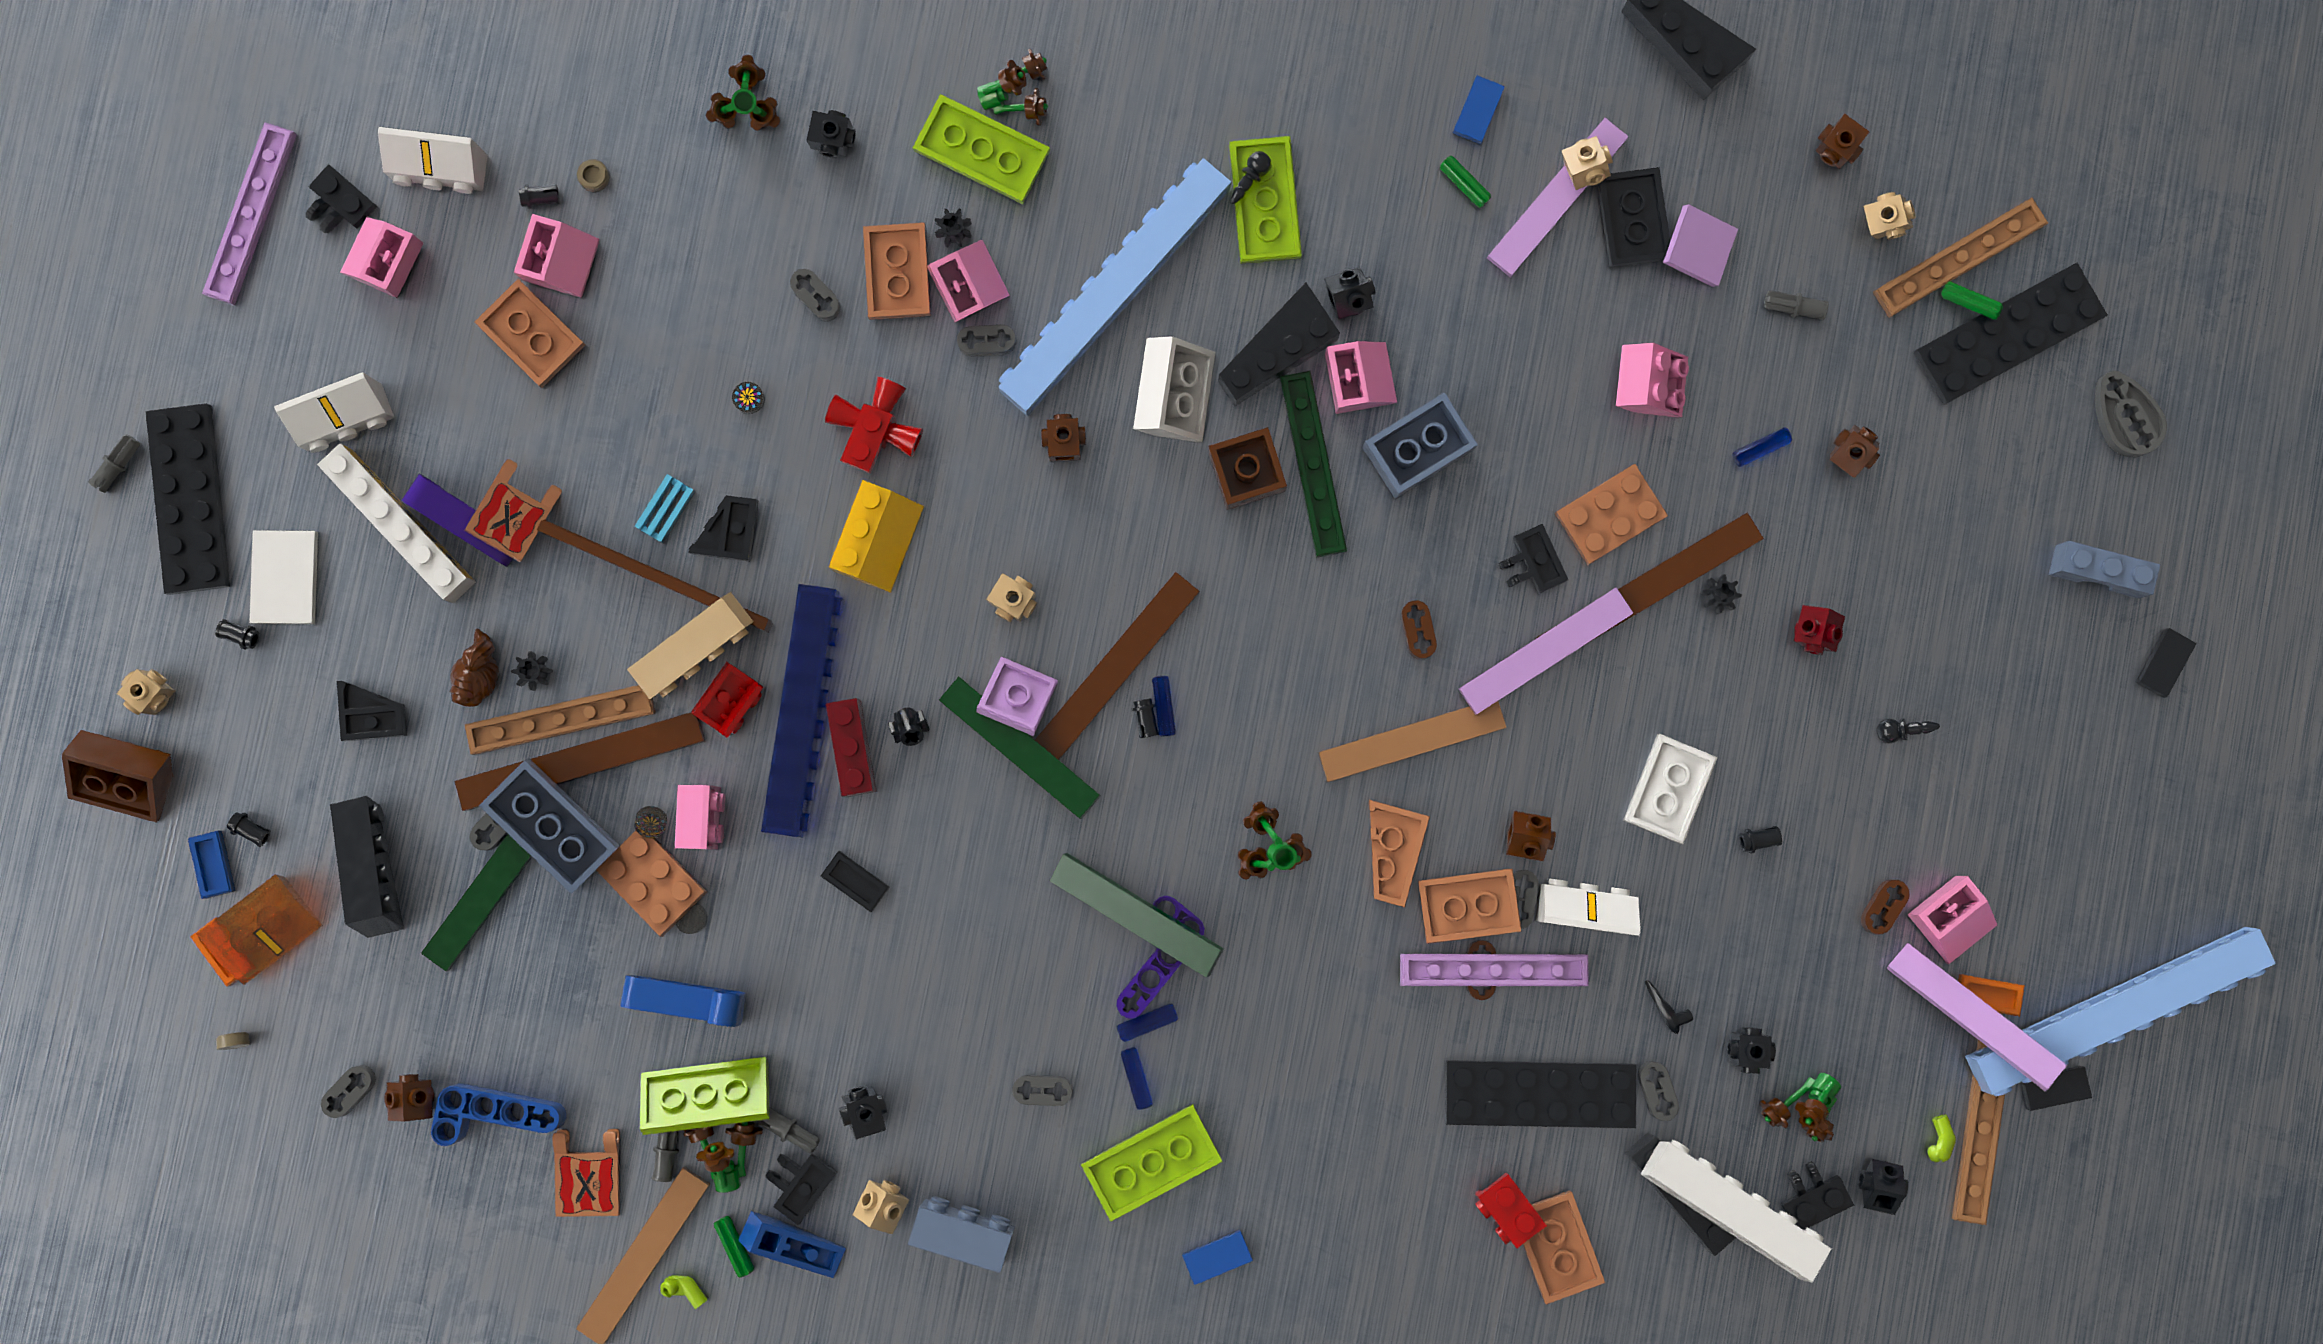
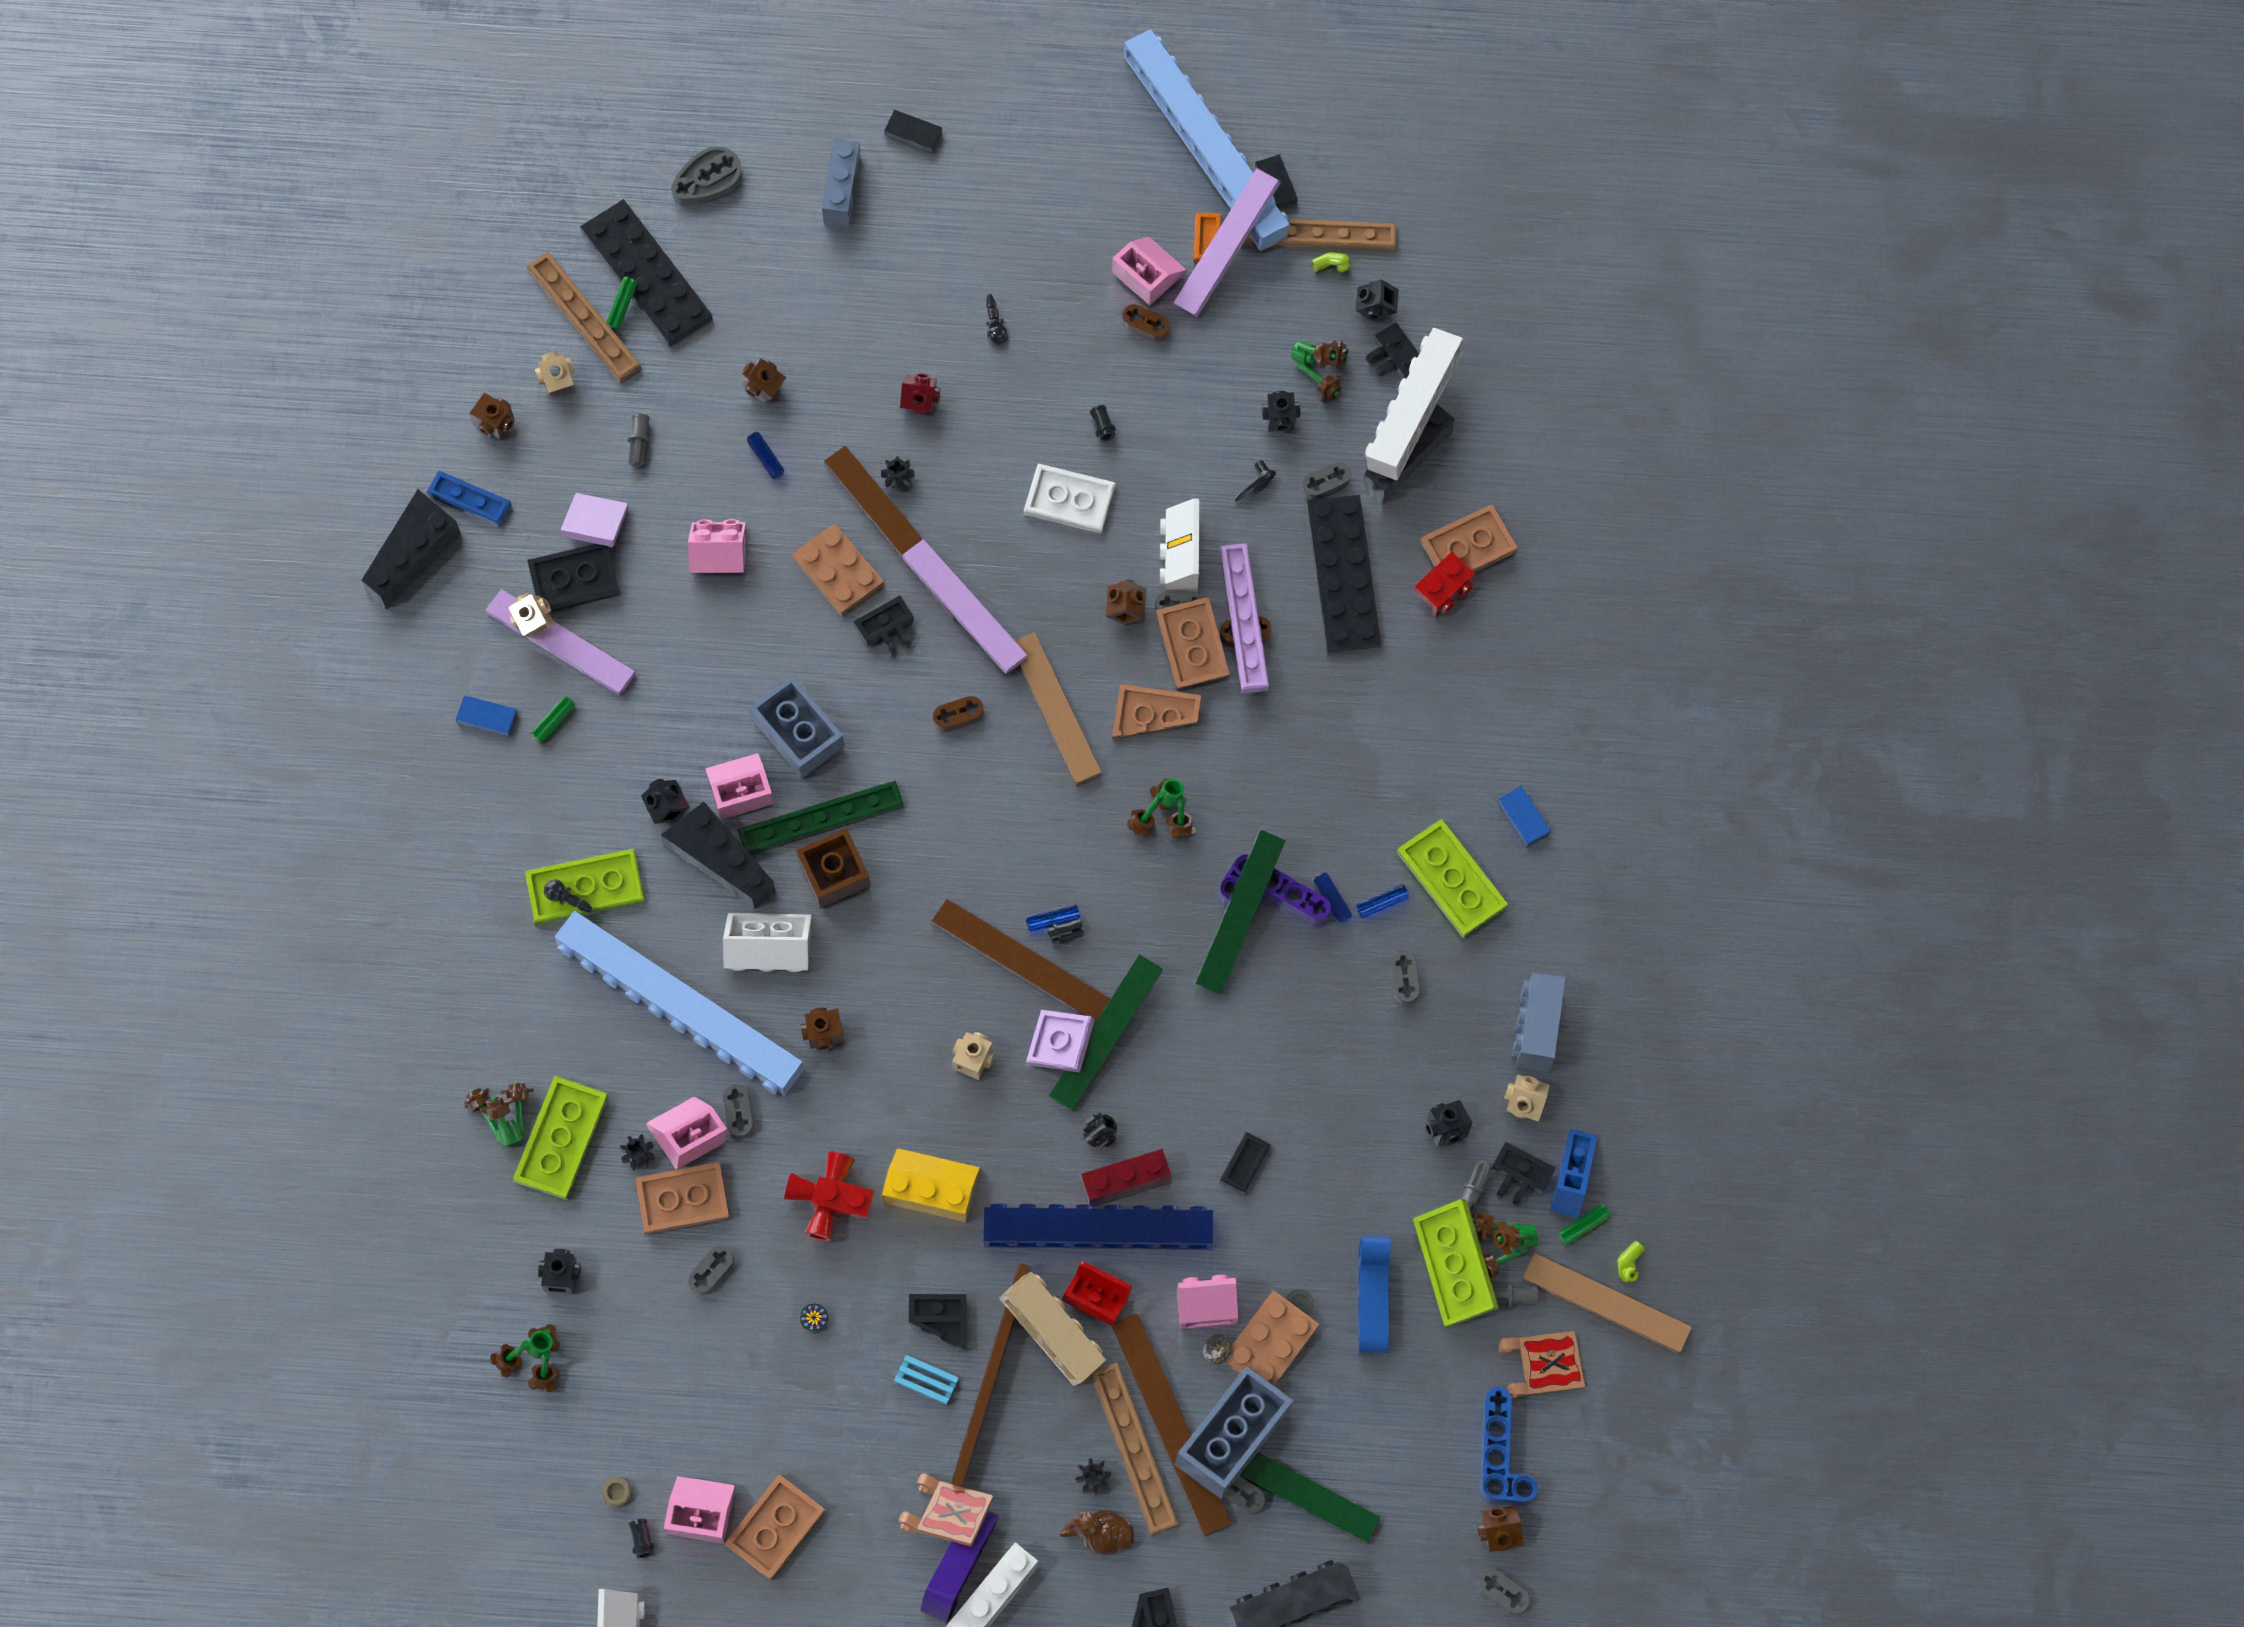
camera: 100 degrees left, 15 degrees down
(1745, 111) = (468, 498): none -> blue tile

